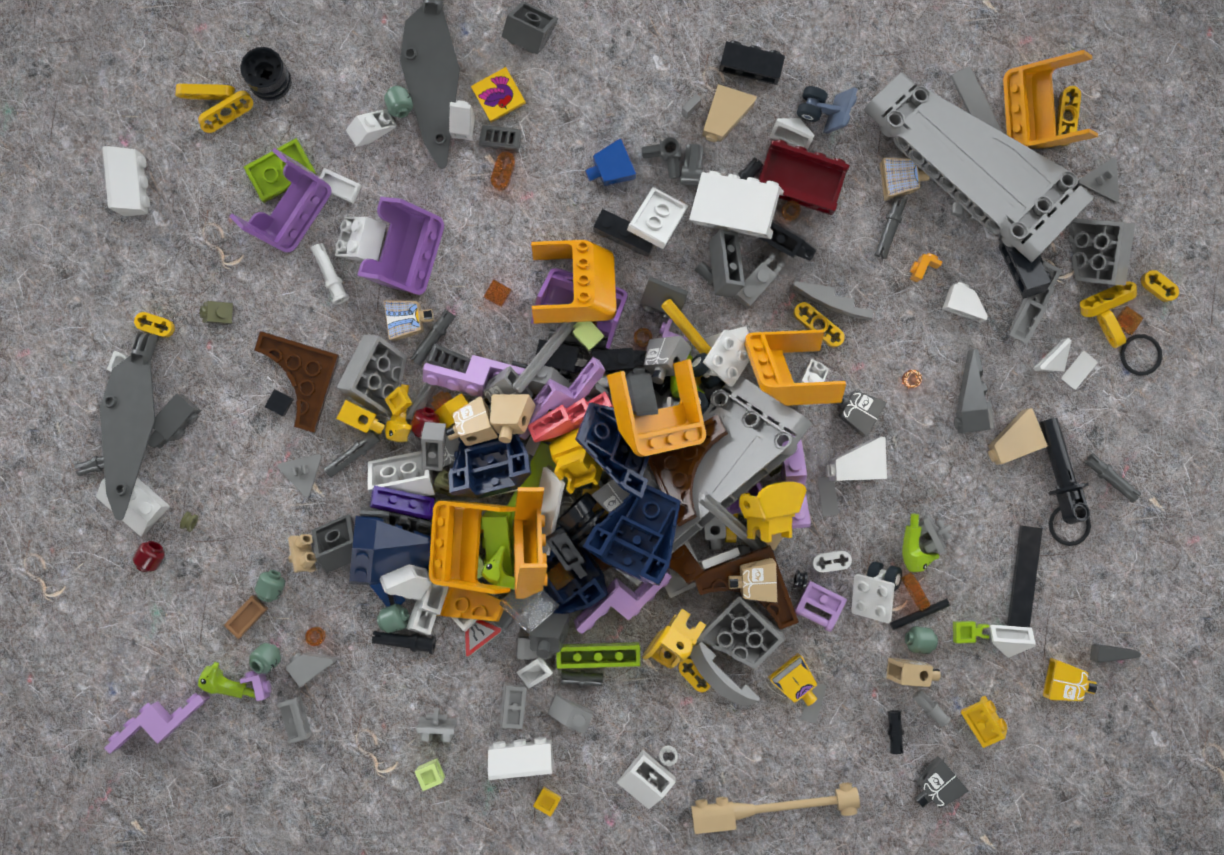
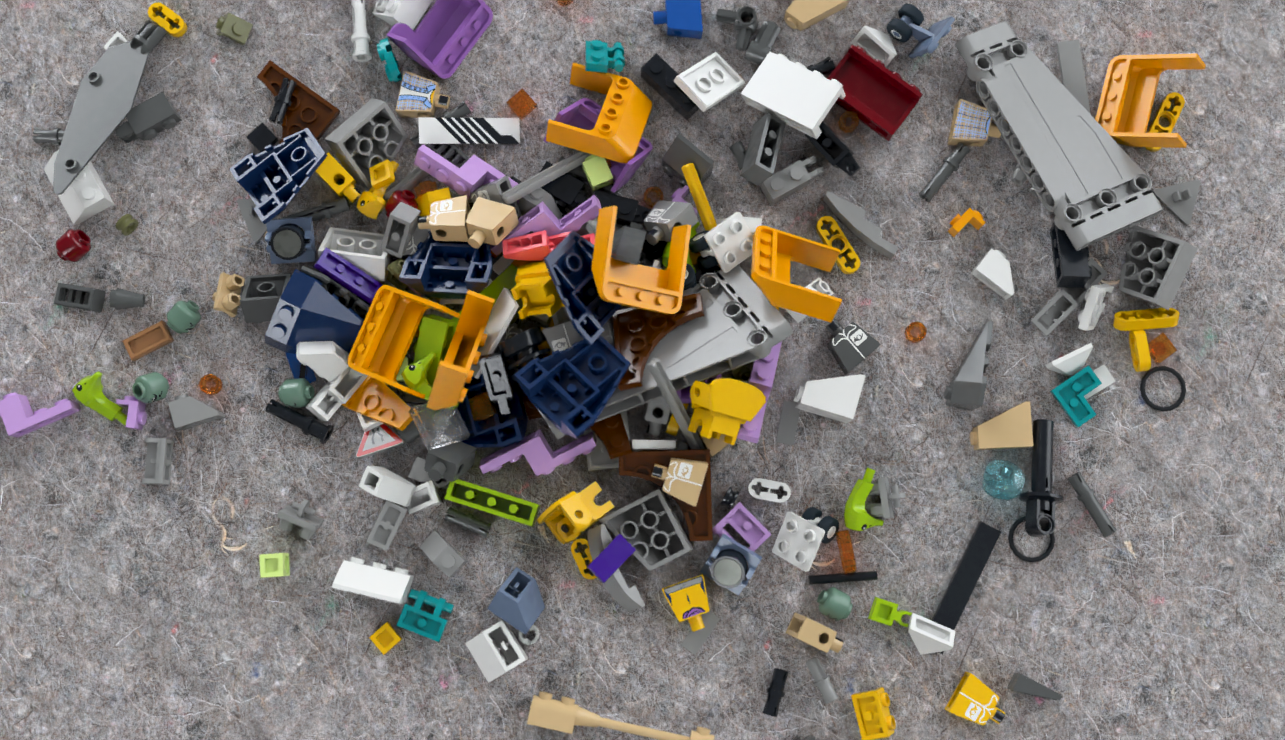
camera: 15 degrees right, 5 degrees down
(184, 596) = (93, 301): none -> dark grey slope
(212, 588) = (125, 299): none -> dark grey cone
(286, 365) = (282, 101): none -> black pin
(308, 432) = (279, 172): none -> dark blue wedge
(338, 487) = (289, 241): none -> piece
(367, 295) = (386, 53): none -> teal plate
(460, 334) = (468, 130): none -> white sticker
(502, 672) = (387, 485): none -> white slope
(550, 229) = (600, 57): none -> teal plate
(574, 777) = (421, 621): none -> teal plate
(651, 733) = (518, 601): none -> sand blue slope
(719, 670) = (611, 558): none -> dark purple tile
(820, 639) = (730, 566): none -> piece
(1030, 483) = (1003, 480): none -> clear light blue piece
(1060, 304) = (1094, 306): none -> white wing
(1064, 387) = (1071, 395): none -> teal plate
(1162, 283) = (1204, 324): yellow beam -> none

